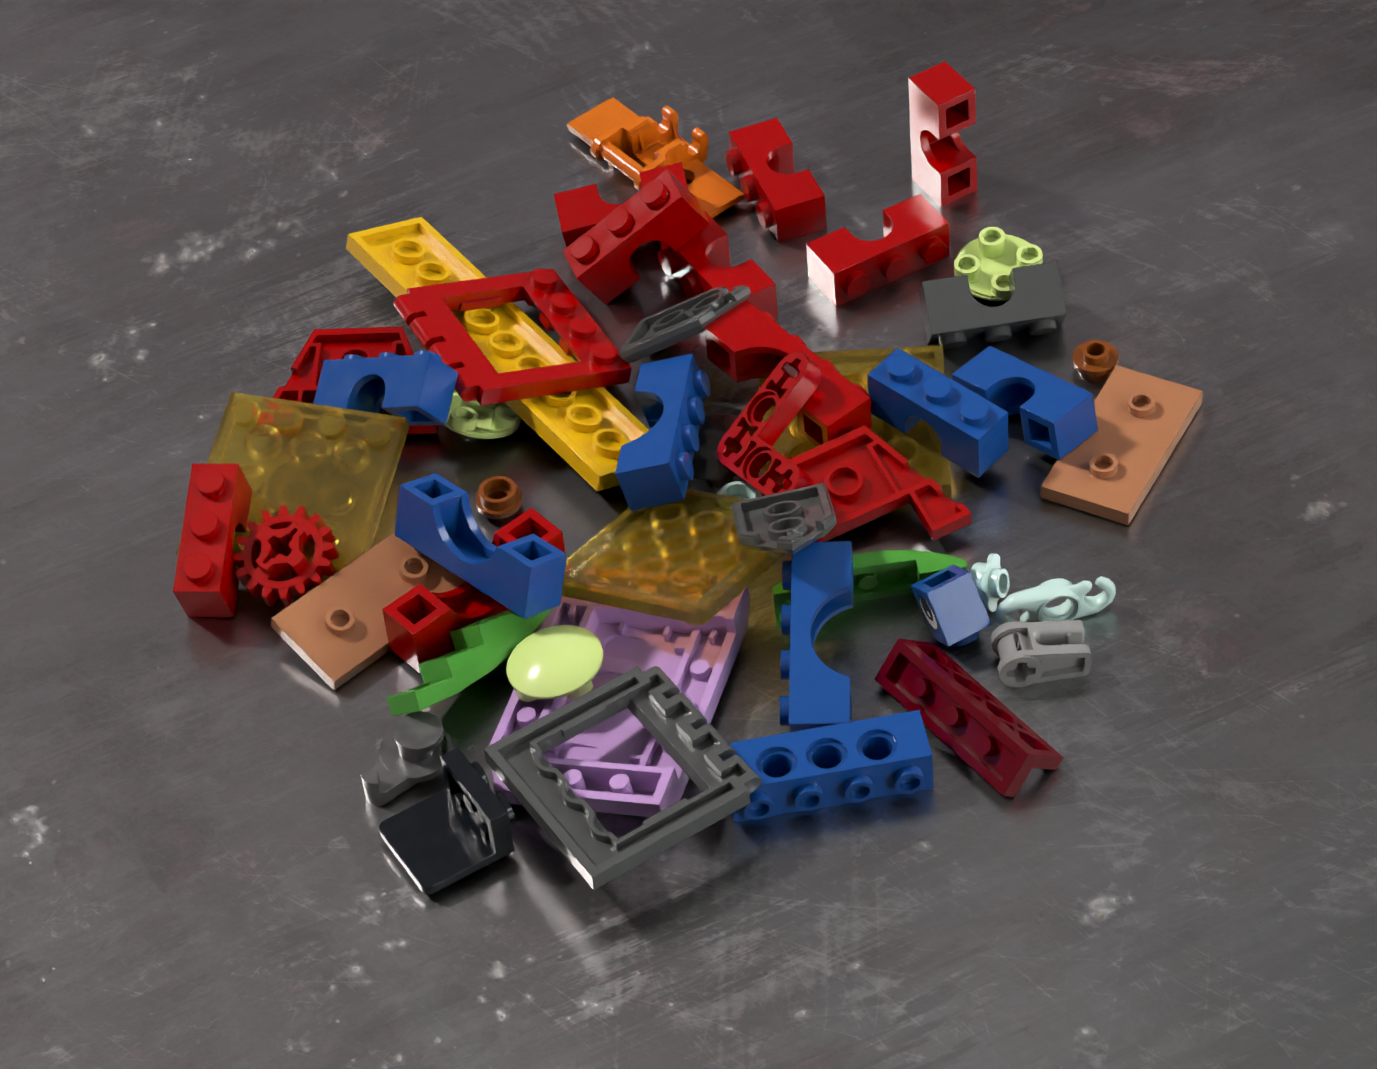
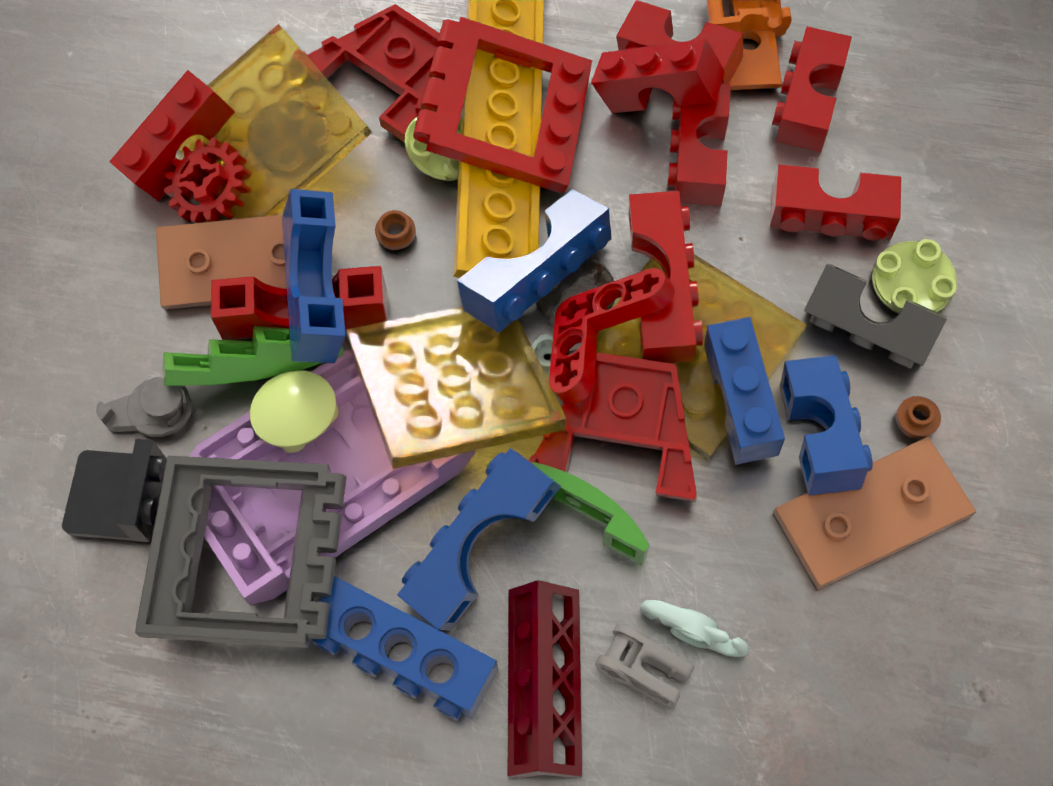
camera: 35 degrees right, 20 degrees up
(403, 385) = (376, 91): blue arch -> none
(680, 321) = (628, 171): dark grey tile -> none
(785, 519) = (524, 421): dark grey tile -> none
(939, 108) = (962, 123): red arch -> none
(951, 606) = (606, 575): brick -> none
(990, 581) = (660, 569): light aqua plate -> none

